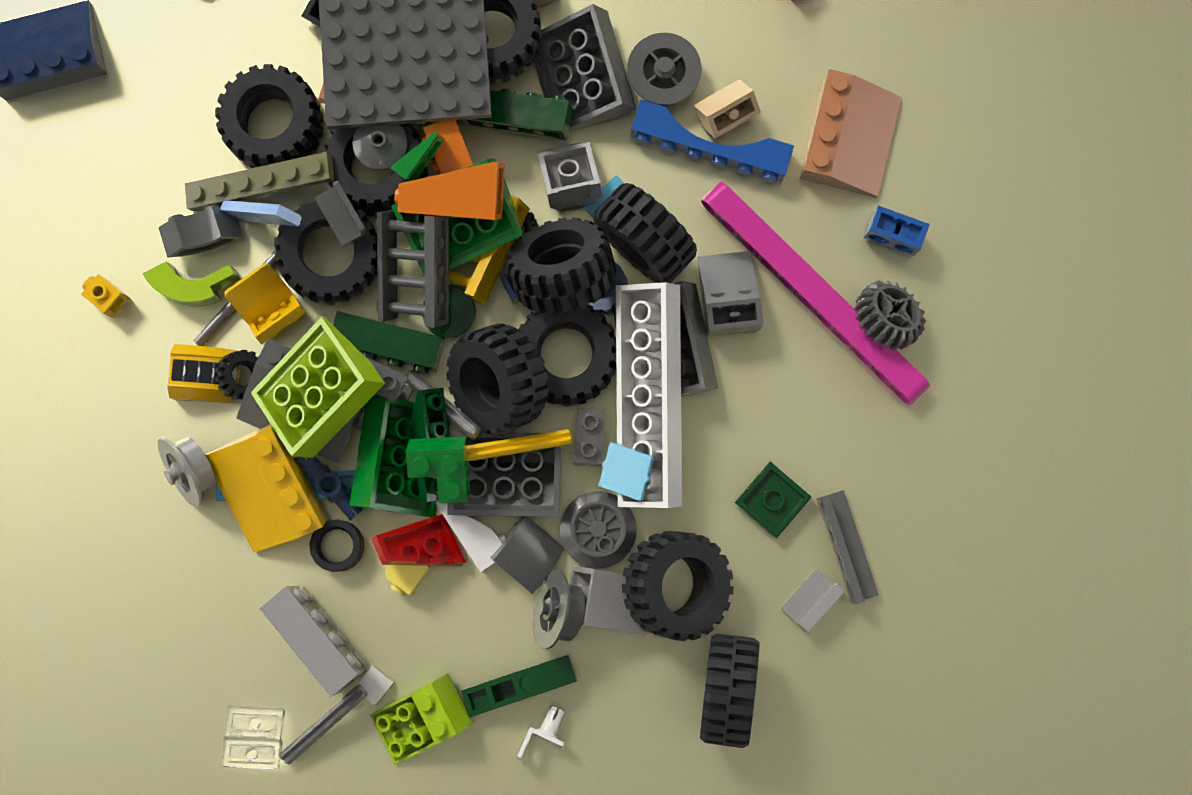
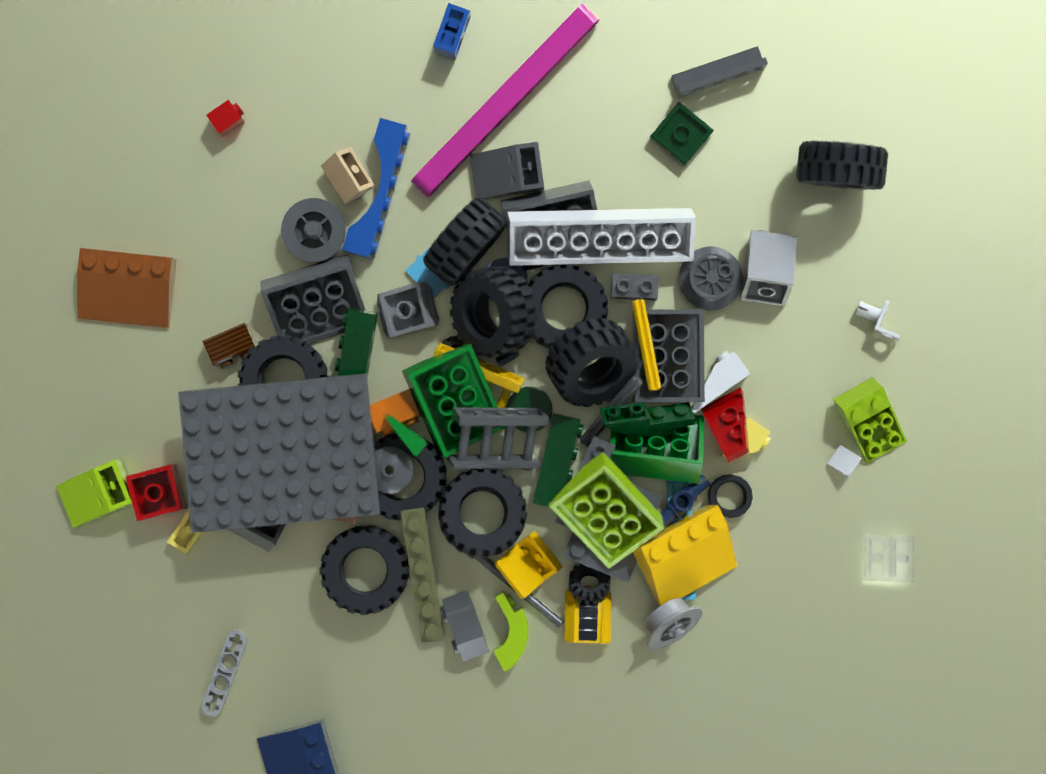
camera: 90 degrees left, 5 degrees up
(110, 301) = (521, 697): yellow brick -> none
(261, 213) = (454, 568): light blue tile -> none
(314, 639) = (810, 508): light grey brick -> none
(323, 724) = (877, 499): flat silver axle -> none
(340, 215) = (456, 498): dark grey panel -> none
(442, 459) = (663, 404): green brick -> none
(459, 193) = (438, 399): orange slope -> none
(519, 685) = (841, 339): dark green slope -> none
(528, 553) = (733, 335): dark grey slope -> none
(557, 611) = (780, 309): dark grey wheel -> none
(626, 471) = (664, 253): medium azure piece -> none
(709, 589) = (763, 185): black tyre -> none
(812, 600) = (763, 100): light grey panel -> none
(850, 134) = (366, 70): nougat slope -> none
(889, 315) = (525, 36): dark grey gear -> none

